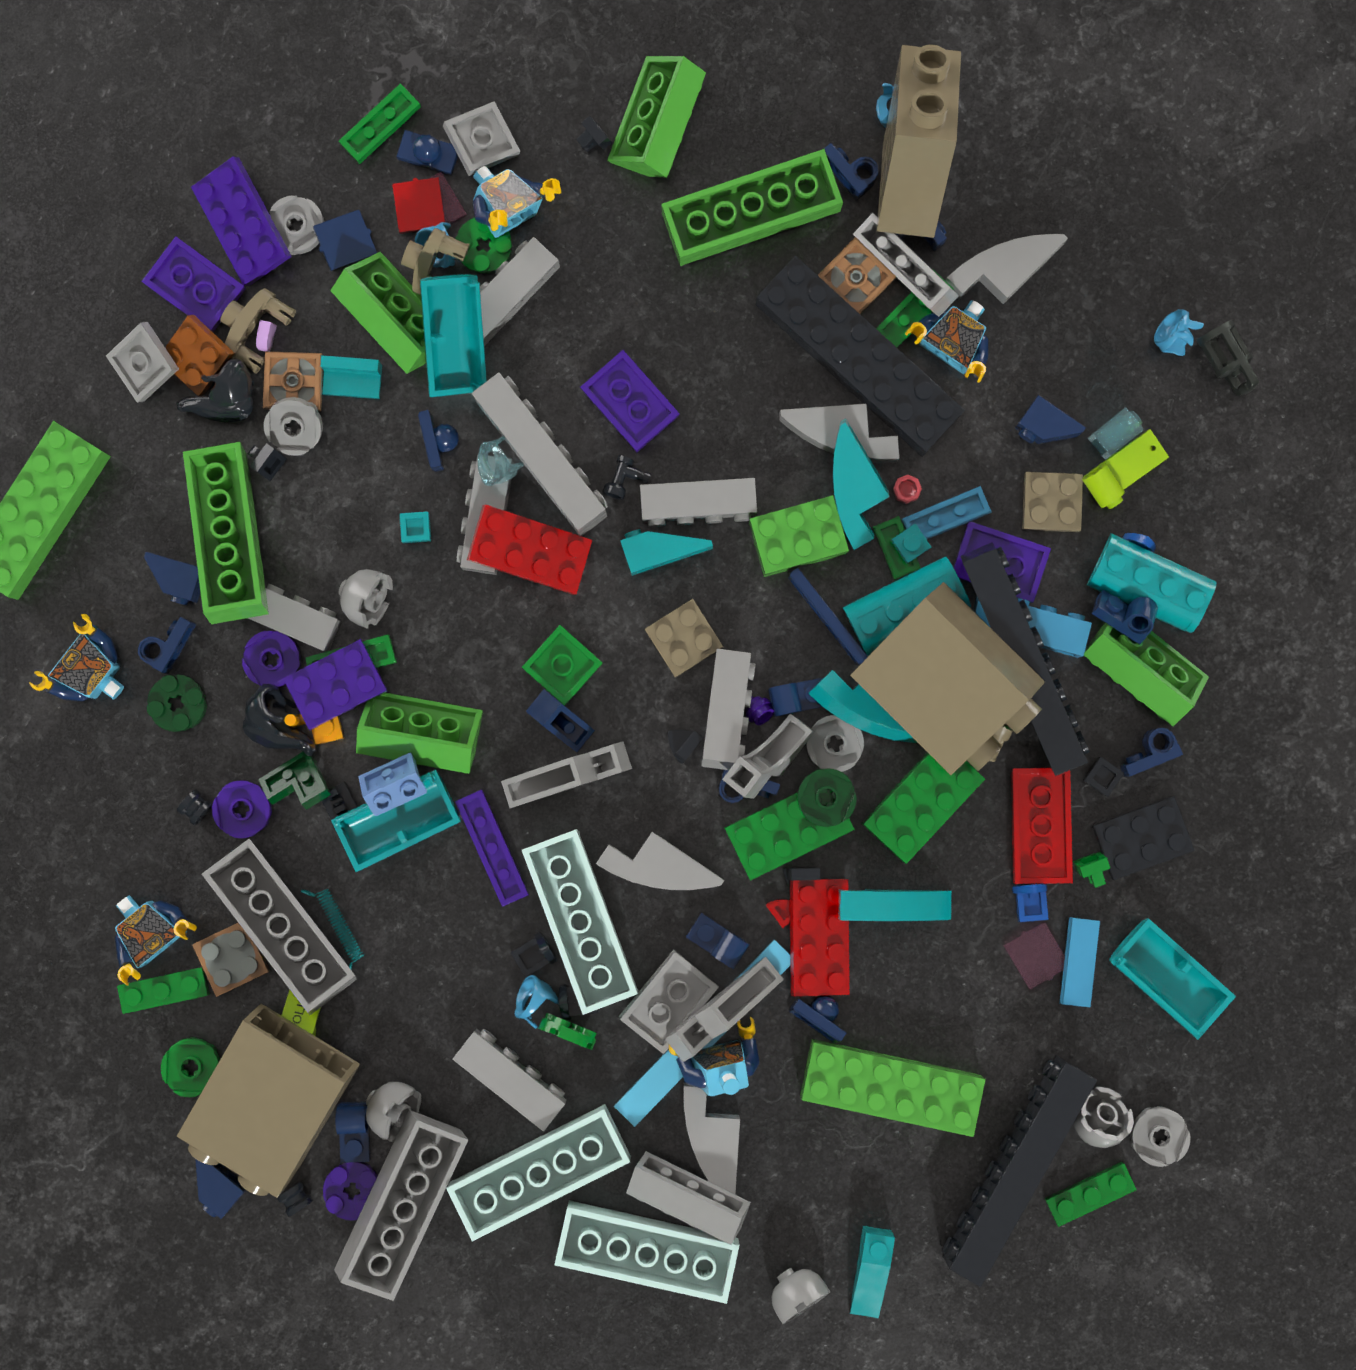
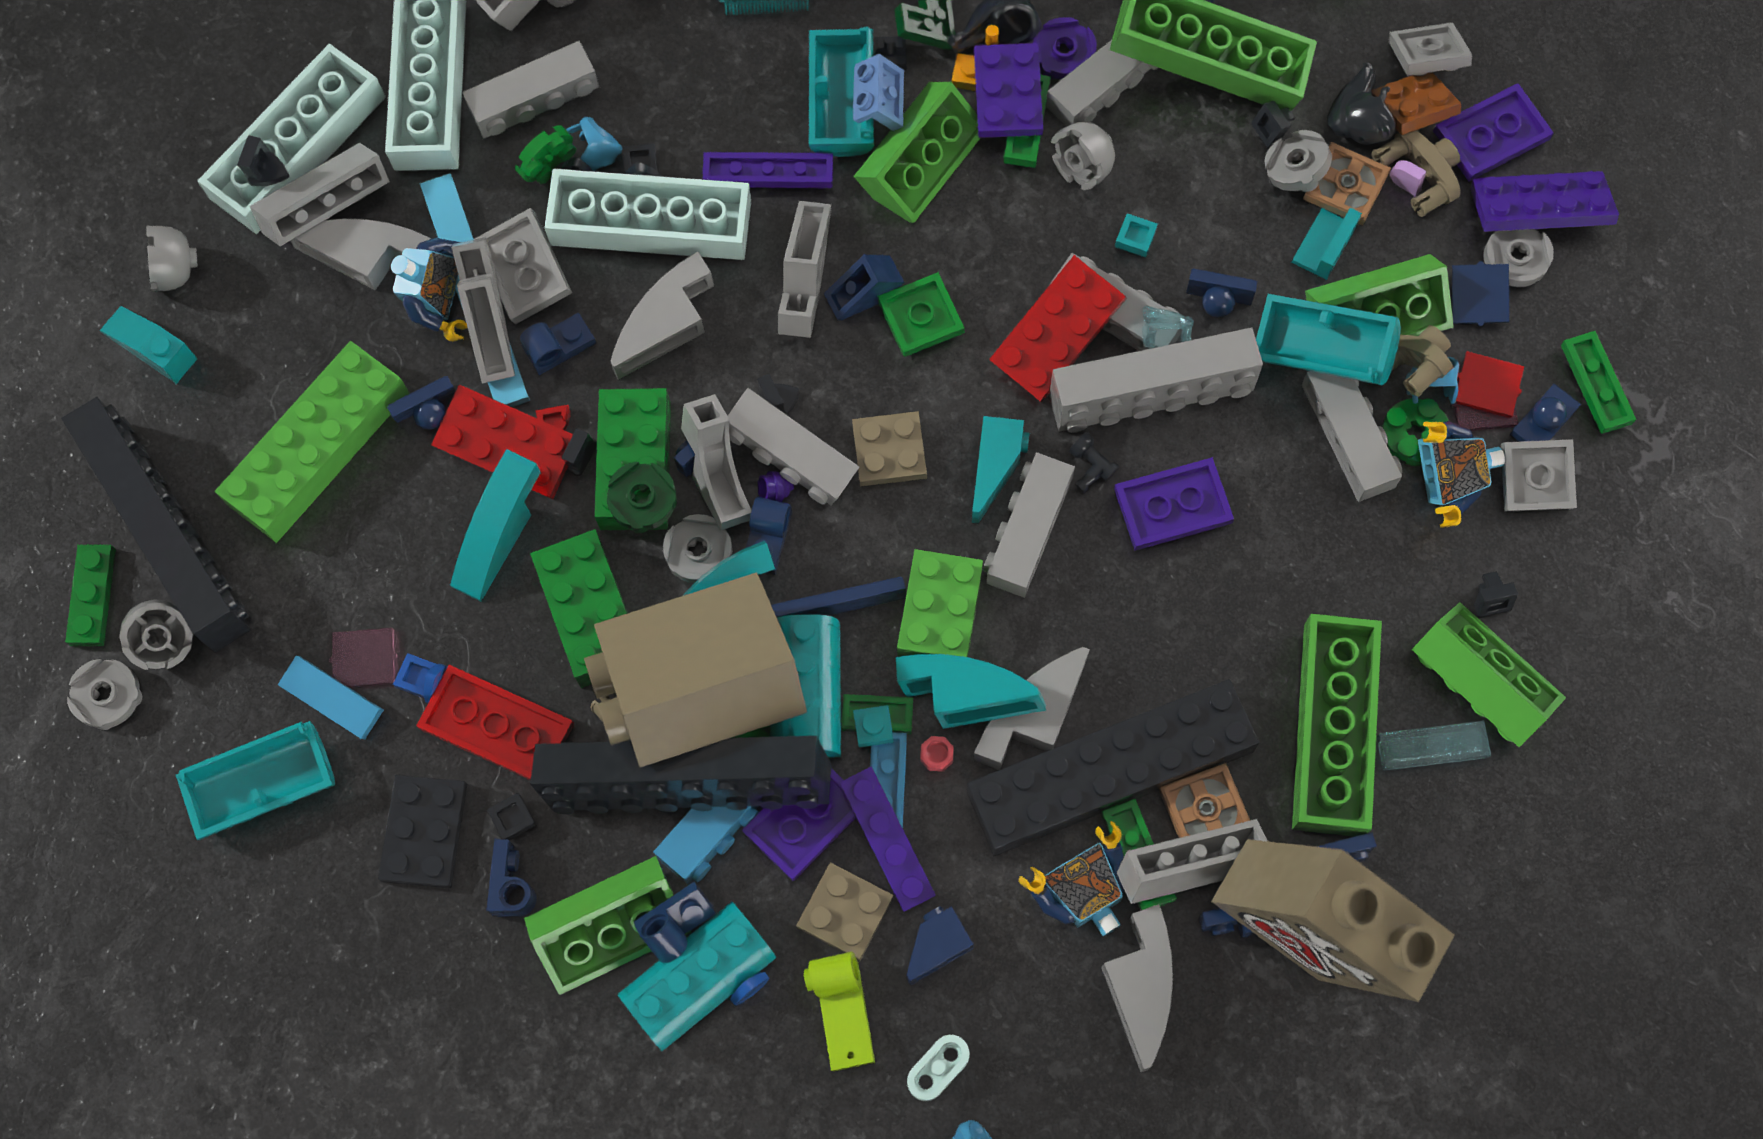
camera: 120 degrees right, 15 degrees down
(692, 1252) = (260, 164): none -> black tile
(728, 135) = (1433, 745): none -> clear light blue plate
(989, 494) = (887, 838): none -> dark purple plate
(1092, 868) = (420, 756): green tile -> none
(1116, 433) = (887, 1015): clear light blue slope -> none
(1130, 383) = (938, 1068): none -> light aqua plate

